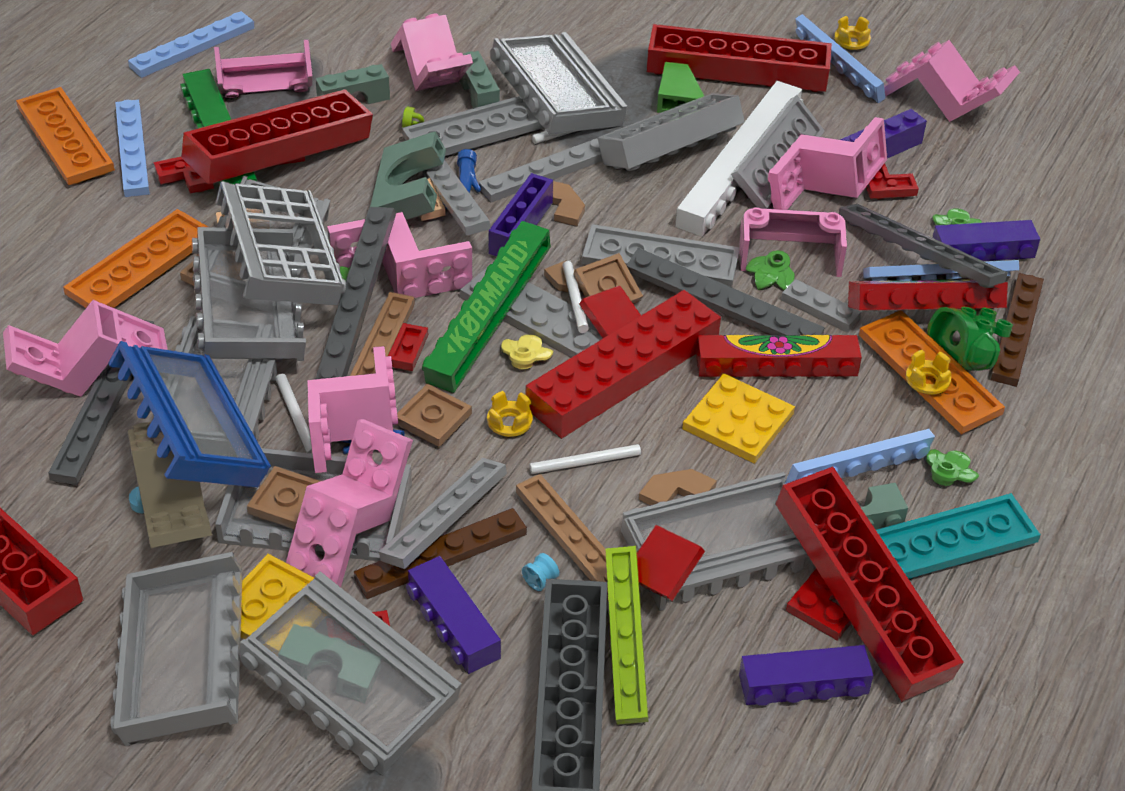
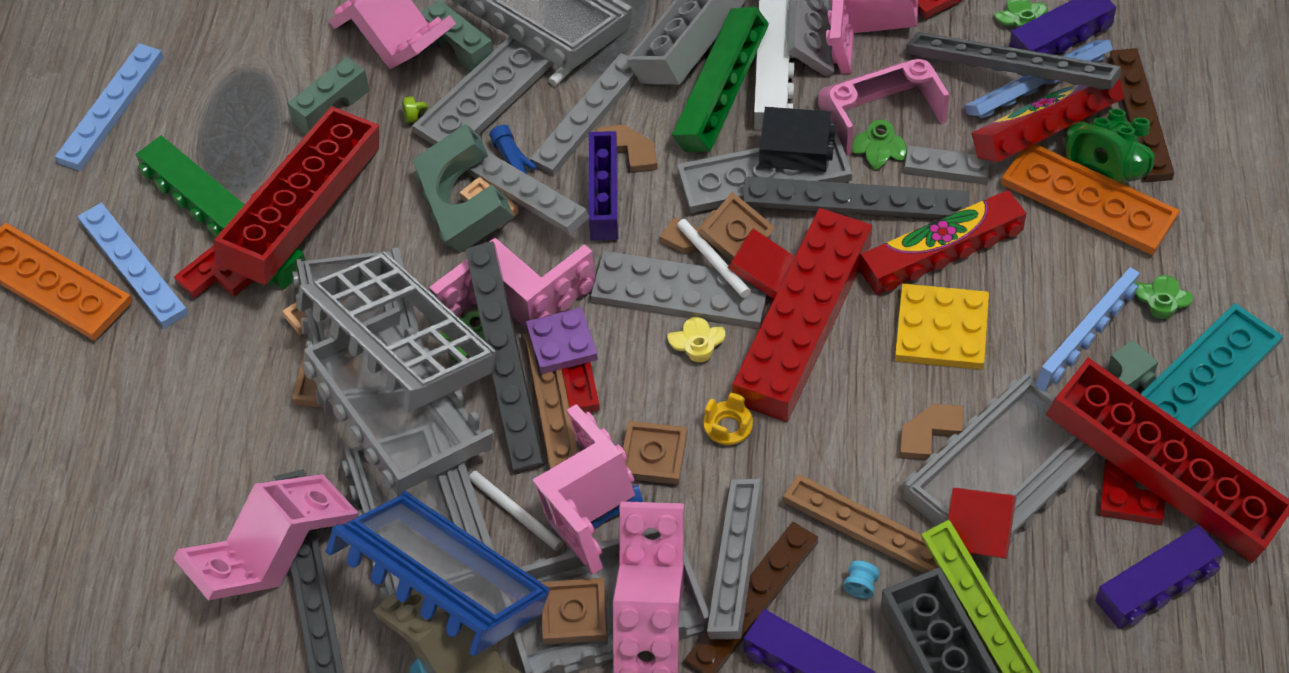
camera: 20 degrees left, 10 degrees up
(136, 262) = (237, 404): orange plate -> none
(264, 73) = (224, 113): bright pink windscreen -> none
(412, 308) = (561, 340): none -> medium lavender plate
(486, 307) = (636, 308): green brick -> none
(585, 459) = (825, 436): white bar -> none
(664, 176) = (720, 79): none -> green brick
(698, 237) = (796, 139): none -> black brick
(938, 369) = (1100, 196): yellow piece -> none

